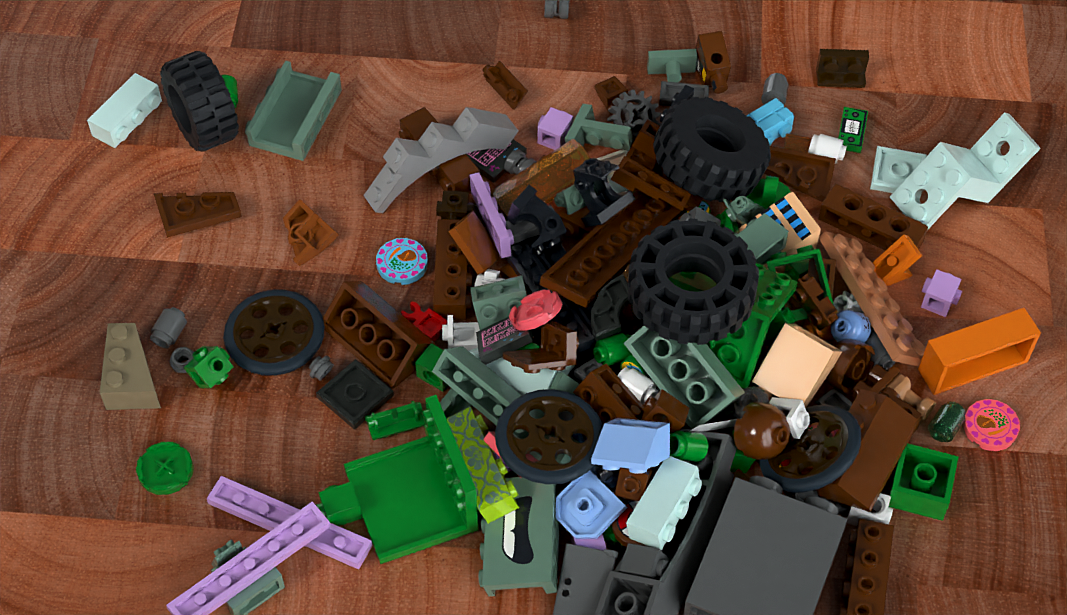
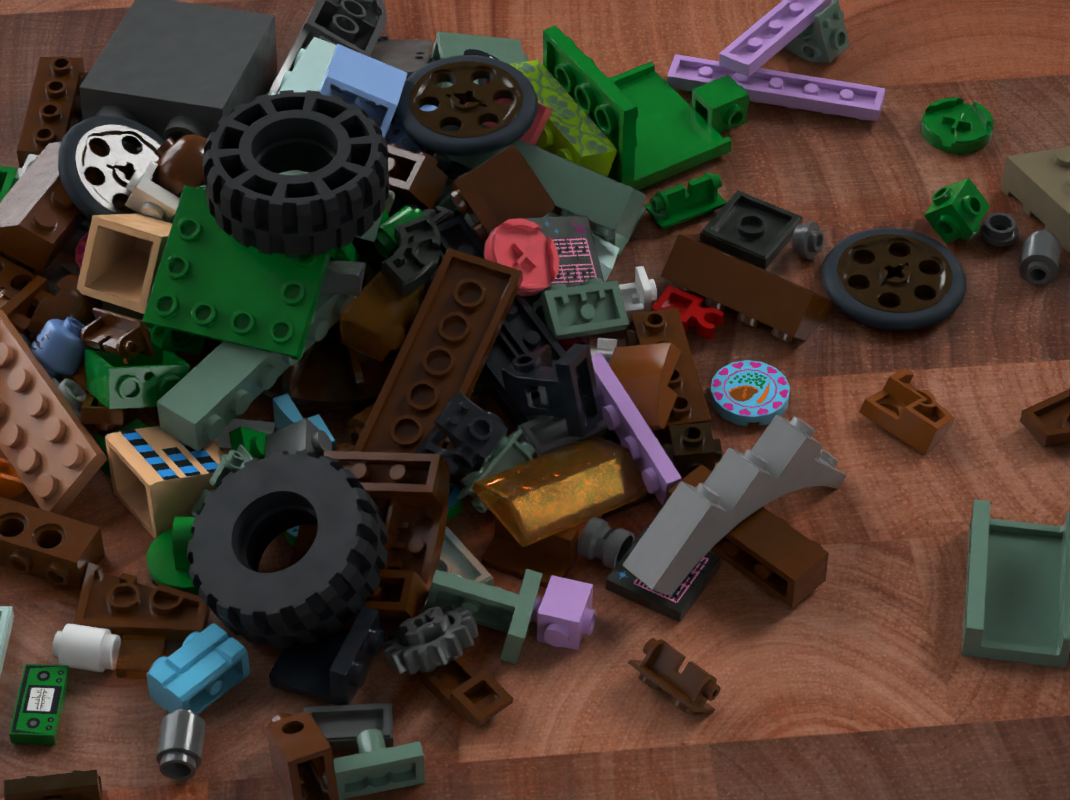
camera: 170 degrees right, 10 degrees down
(426, 364) = (646, 250): green brick -> none

